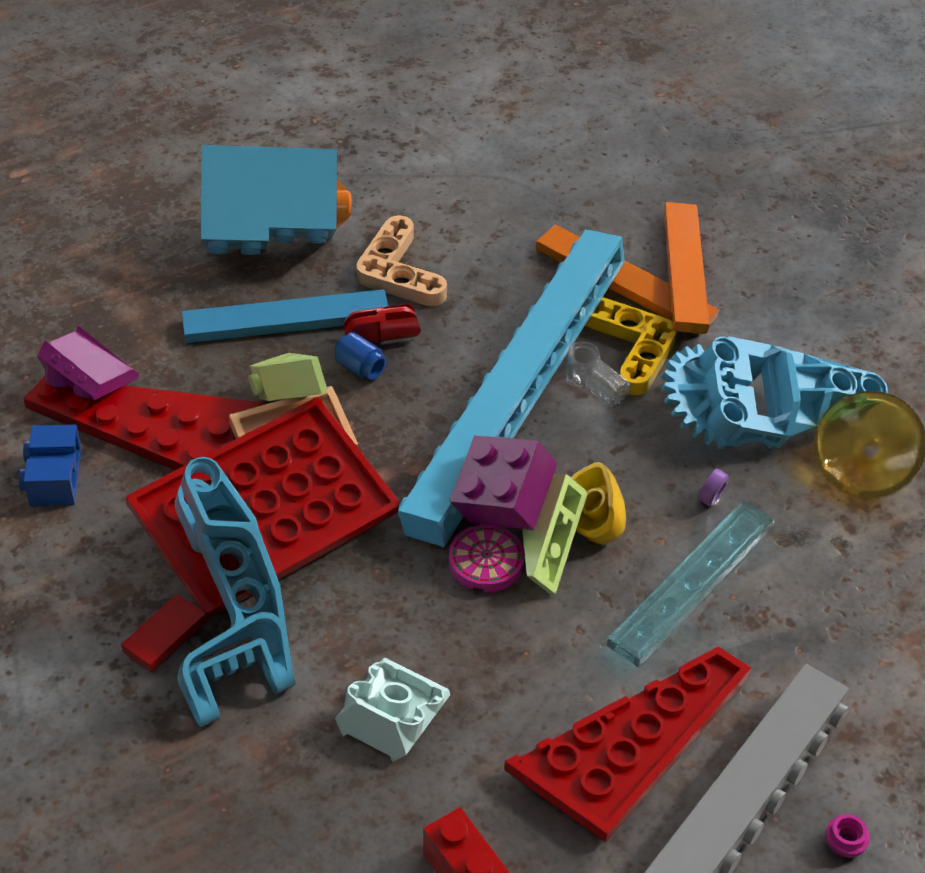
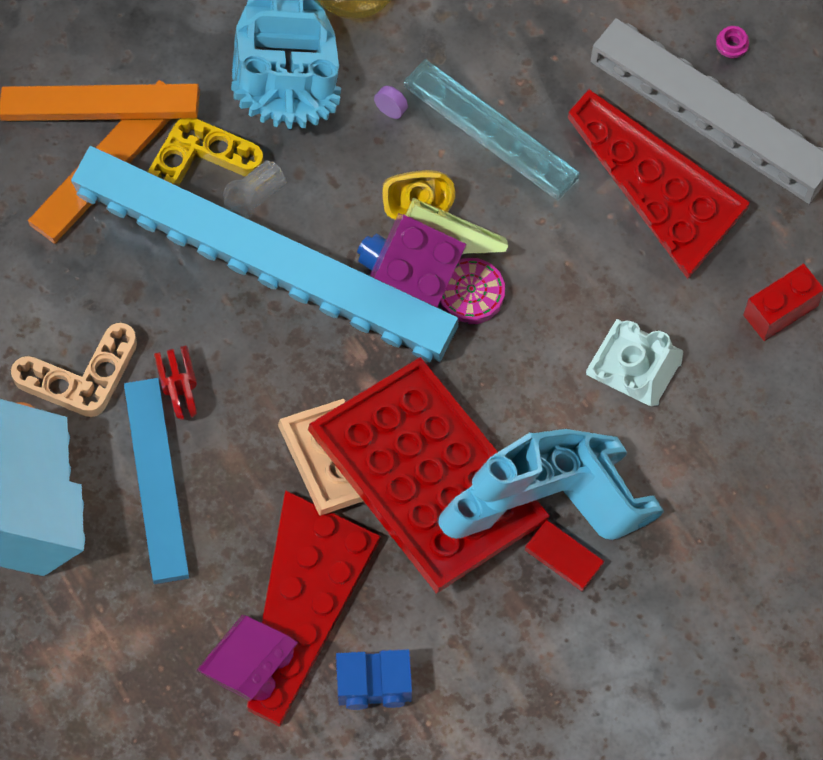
camera: 90 degrees left, 20 degrees up
(287, 377) = (275, 456): yellowish green slope -> none
(360, 356) = (225, 401): blue brick -> none

